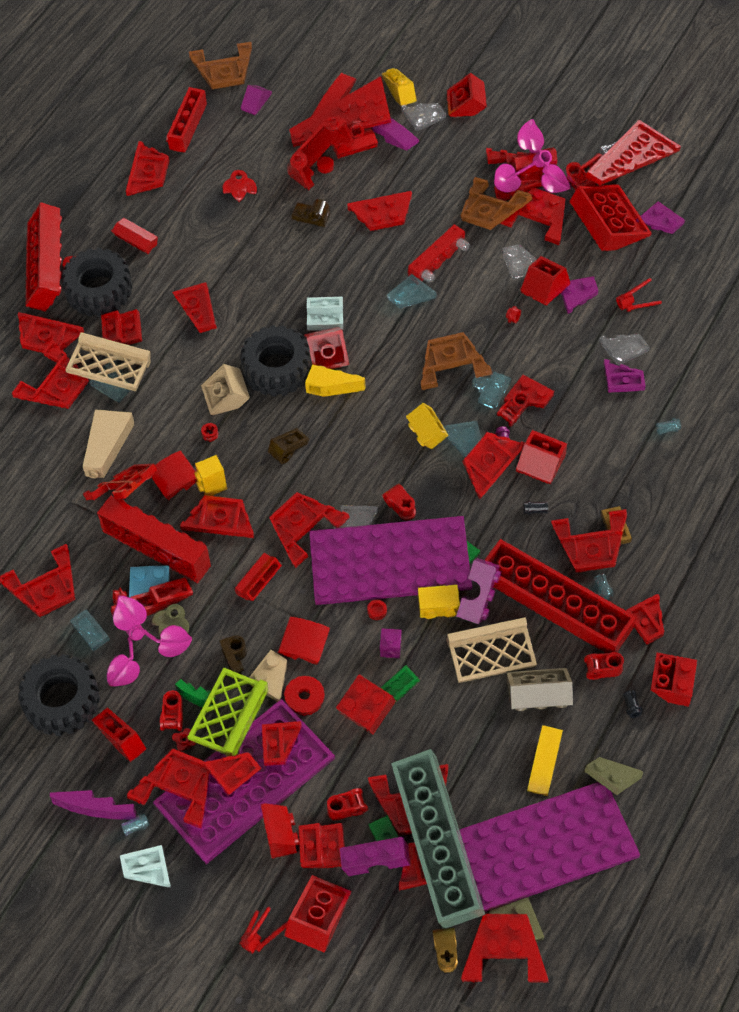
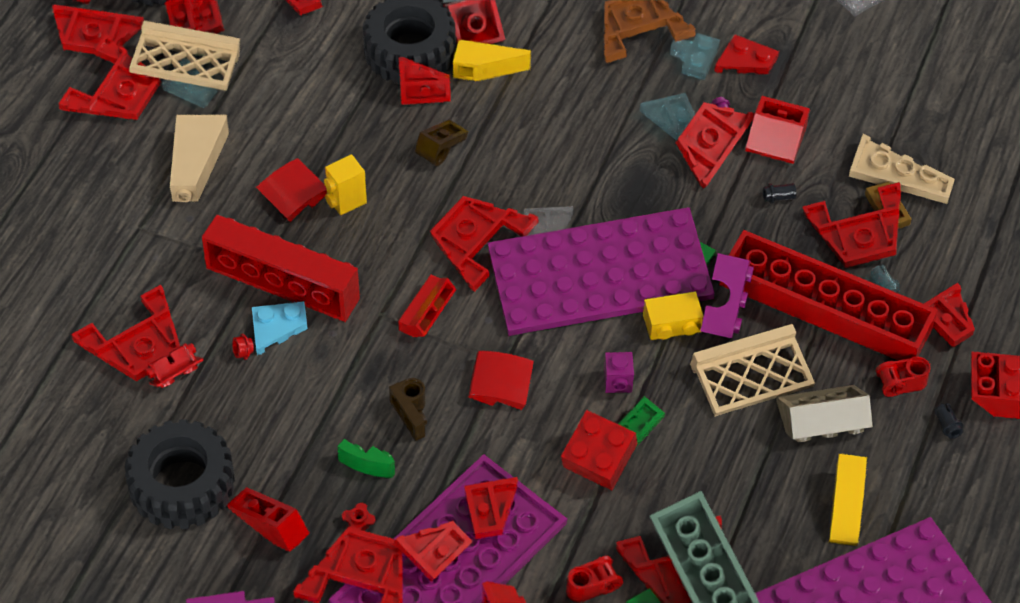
camera: 10 degrees left, 5 degrees down
(61, 613) = (165, 372): none -> red hinge
(89, 630) = (208, 390): clear light blue plate -> none
(124, 482) = (229, 201): red wing -> none
(128, 617) = (263, 359): dark pink plant -> none
(163, 596) = (293, 345): red slope -> none
(164, 618) = (317, 375): olive plate -> none
(171, 715) = (337, 486): red piece -> none
(209, 437) = (335, 128): red bush -> none
(219, 516) = (364, 236): red wing -> none
(225, 390) = (346, 80): tan slope -> none
(245, 718) = (437, 487): lime fence -> none
(272, 670) = (462, 428): tan wing -> none
(280, 398) = (422, 83): none -> red wing
(304, 684) = (516, 435): red tile -> none
(377, 609) = (592, 334): red tile -> none
(400, 502) = (601, 199): red piece -> none
(427, 426) = (621, 103): yellow brick -> none
(511, 409) = (730, 76): red piece -> none
(613, 774) = (940, 509): olive wing -> none
(616, 492) = (879, 165): none -> tan wing
(623, 378) = (864, 29): magenta wing -> none
(668, 426) = (937, 81): clear light blue pin -> none

